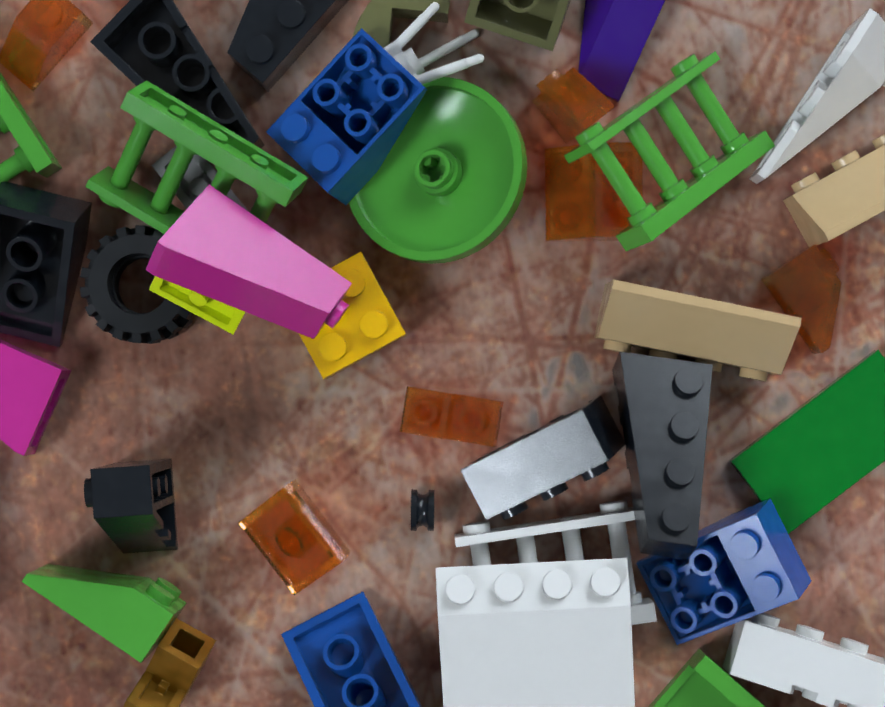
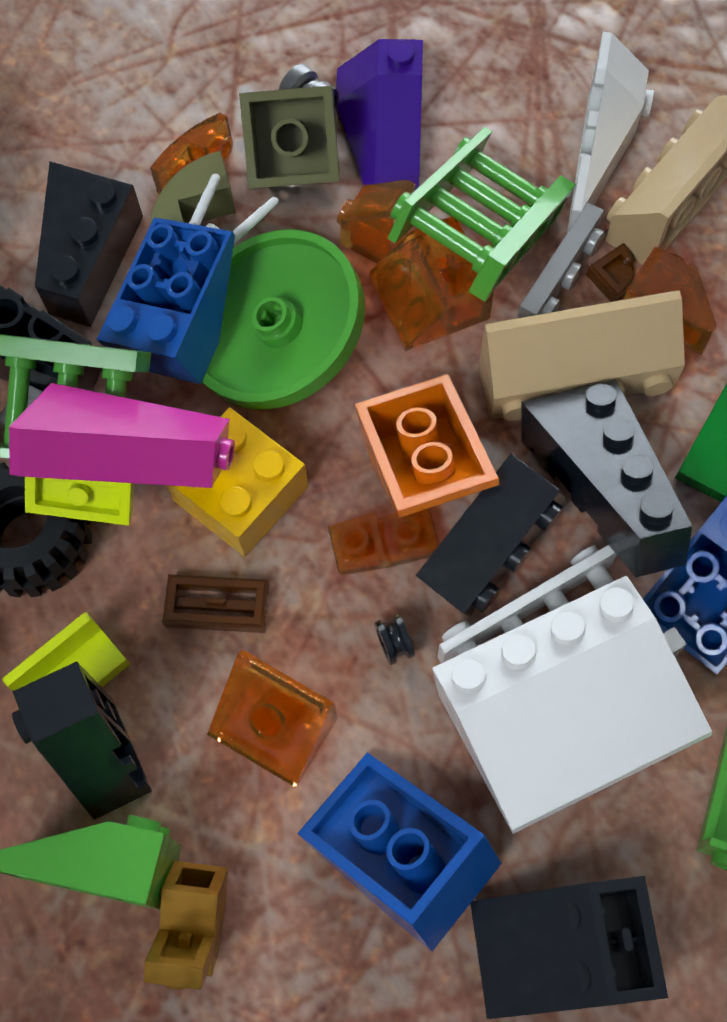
camera: 15 degrees left, 20 degrees down
(142, 427) = (78, 642): none -> neon yellow panel
(321, 429) = (216, 622): none -> reddish brown tile
(514, 366) = (424, 446): none -> orange slope
(723, 225) = (564, 265): none -> light grey plate
(772, 241) = (613, 273): none -> reddish brown tile

